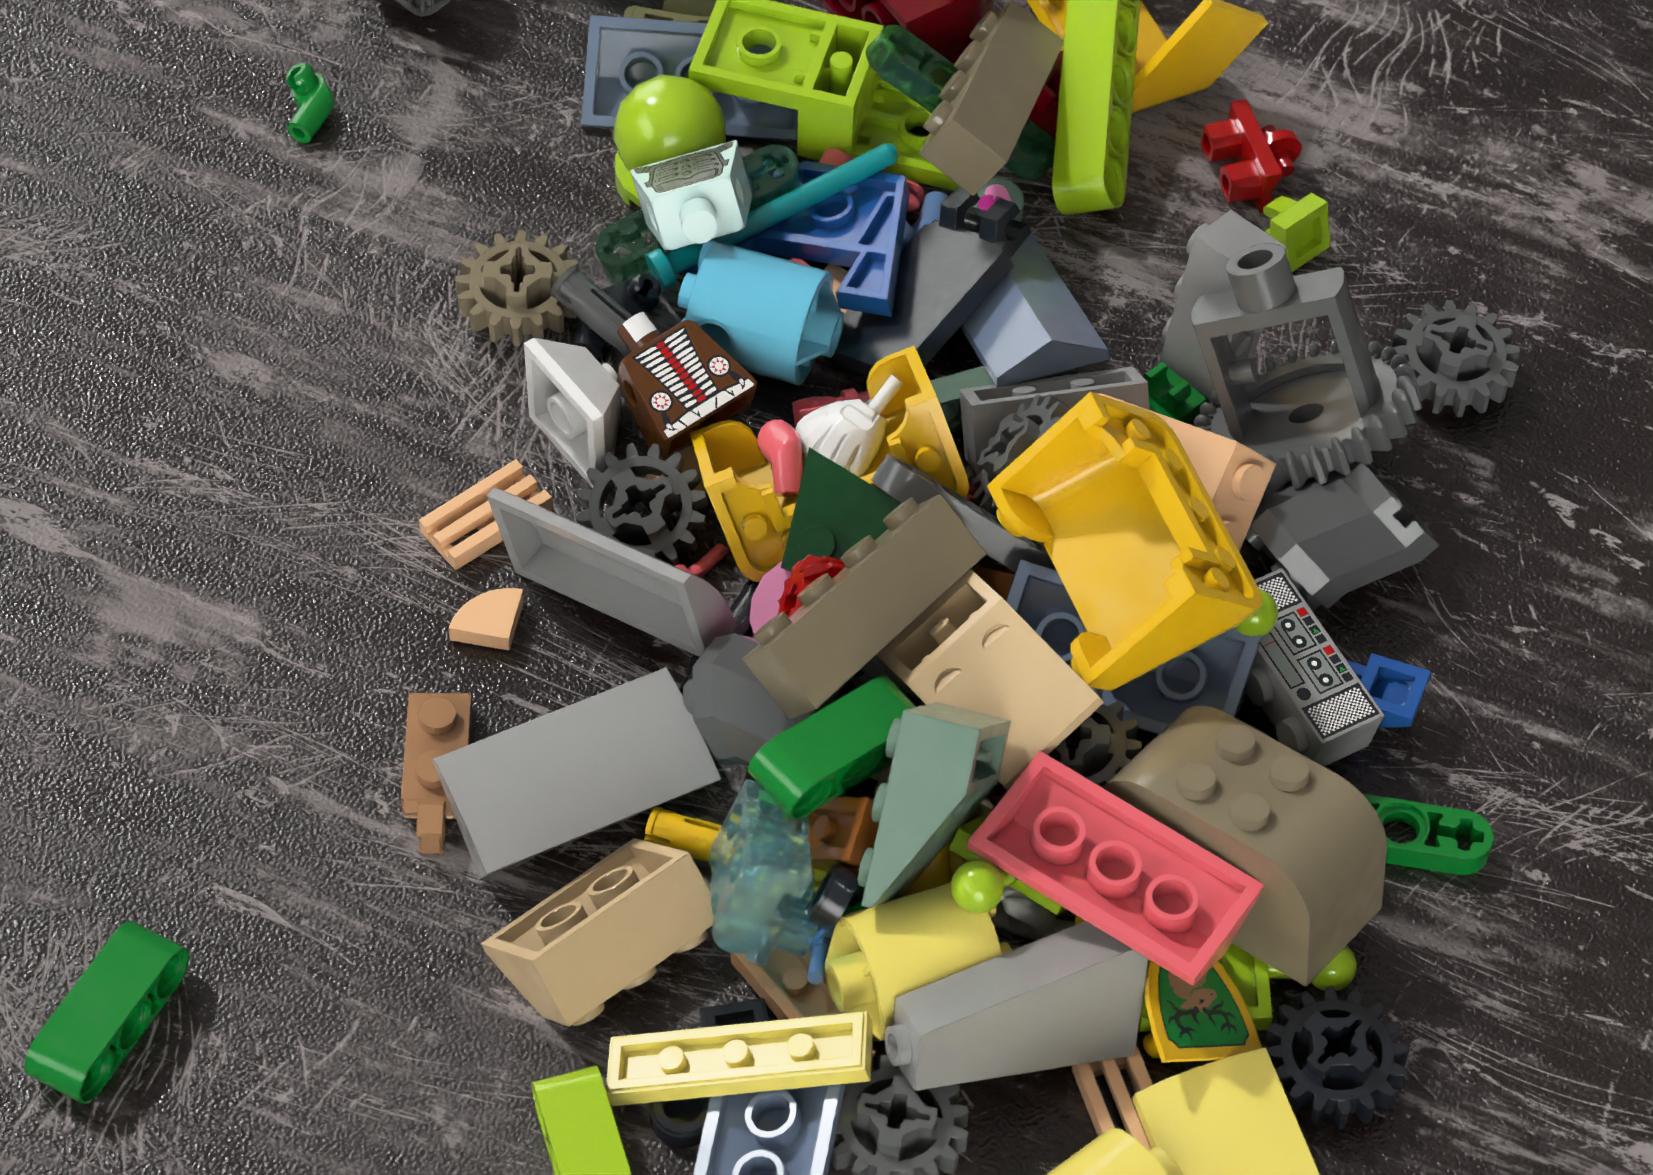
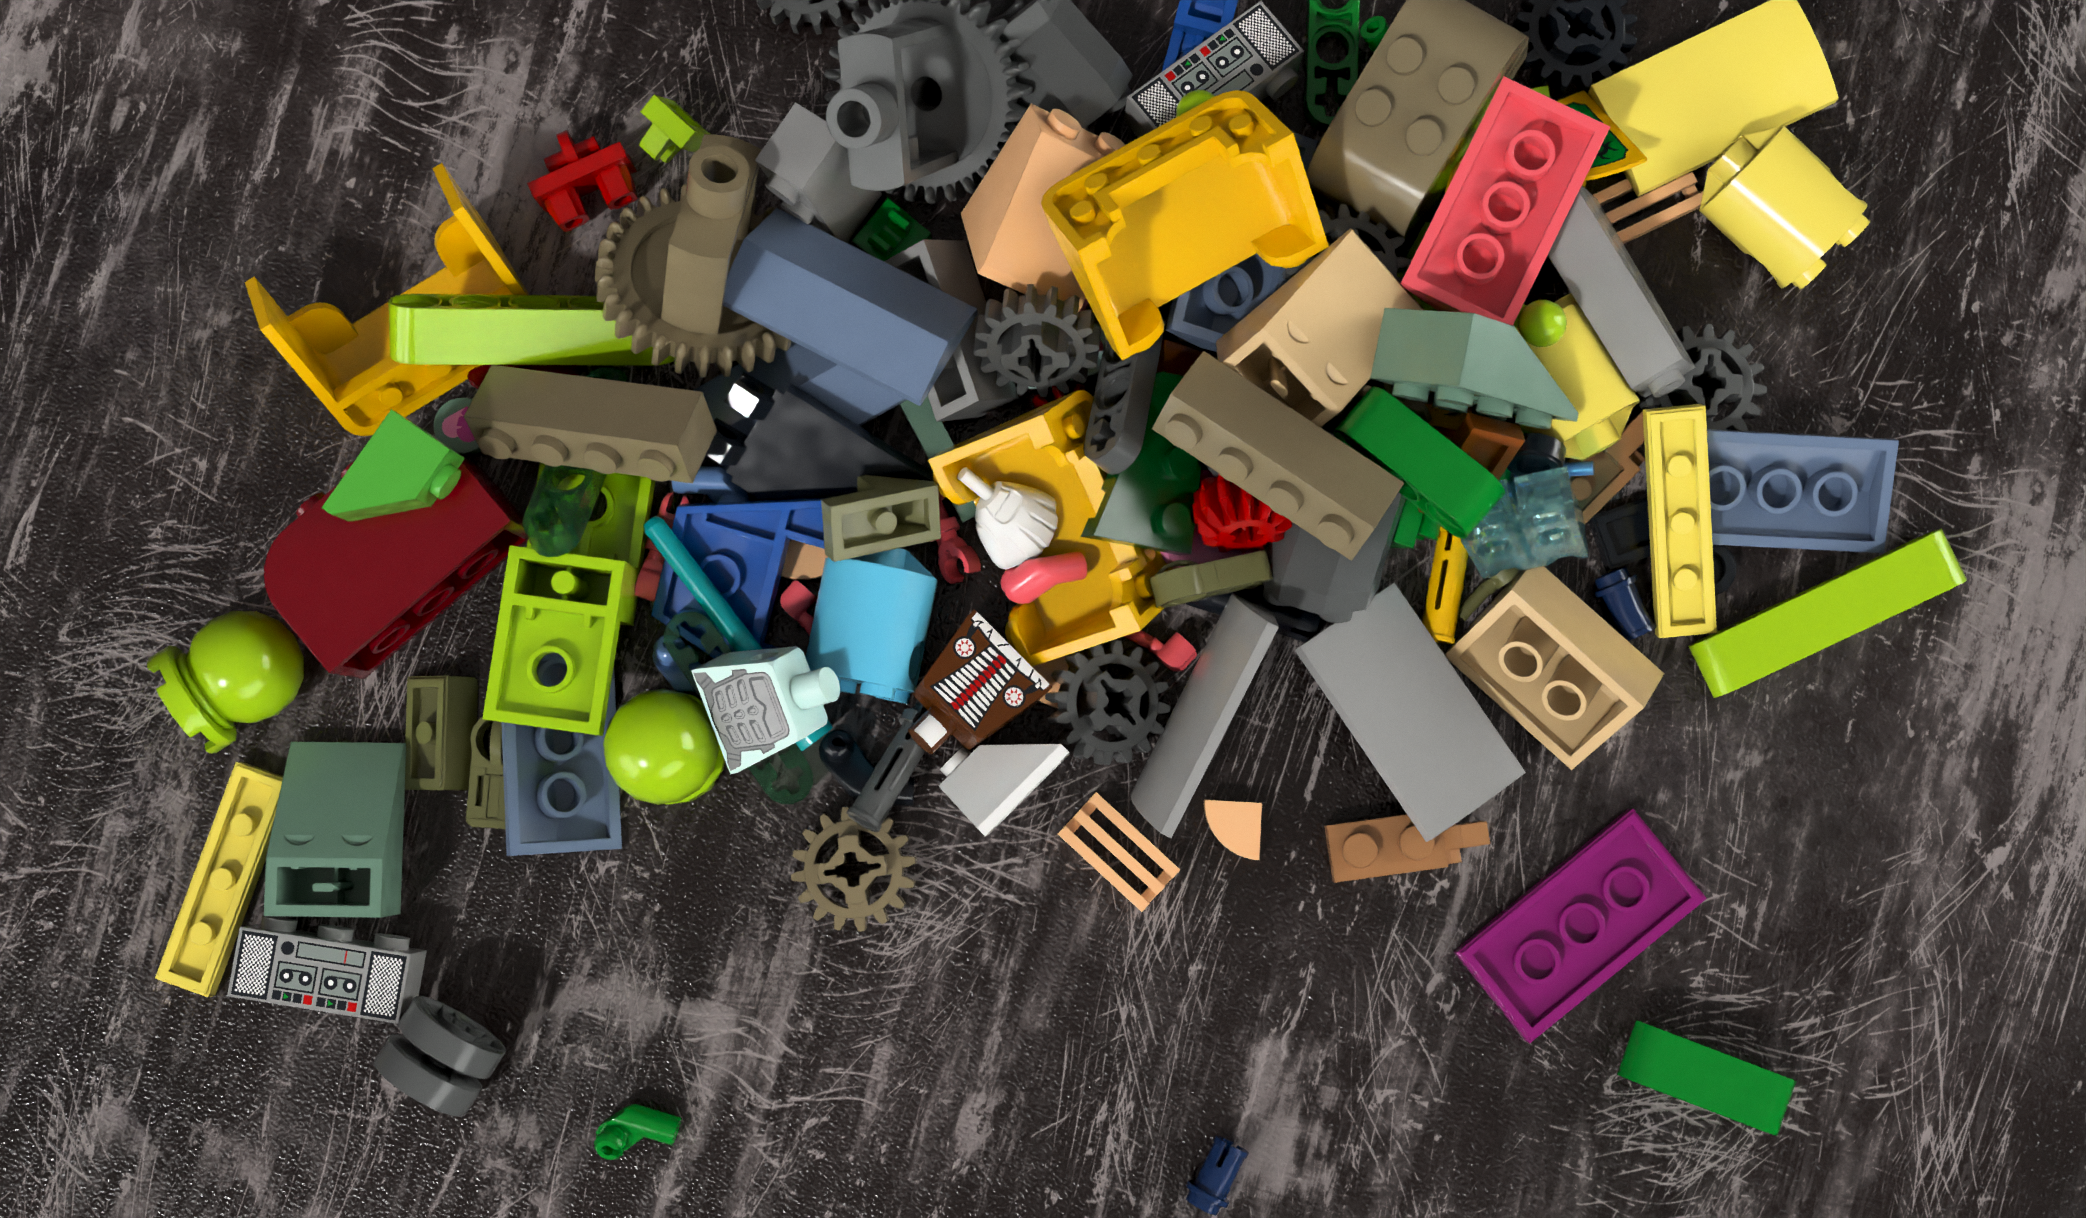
camera: 90 degrees left, 30 degrees up
(121, 544) = (1216, 1176): none -> dark blue pin
(308, 926) = (1579, 925): none -> magenta tile
(659, 1013) = (1624, 603): none -> dark blue pin
(750, 573) = (1209, 578): none -> olive piece
(861, 307) = (880, 517): none -> olive slope
(1084, 302) = (846, 305): none -> sand blue slope
(1127, 202) = (671, 264): none -> dark tan piece

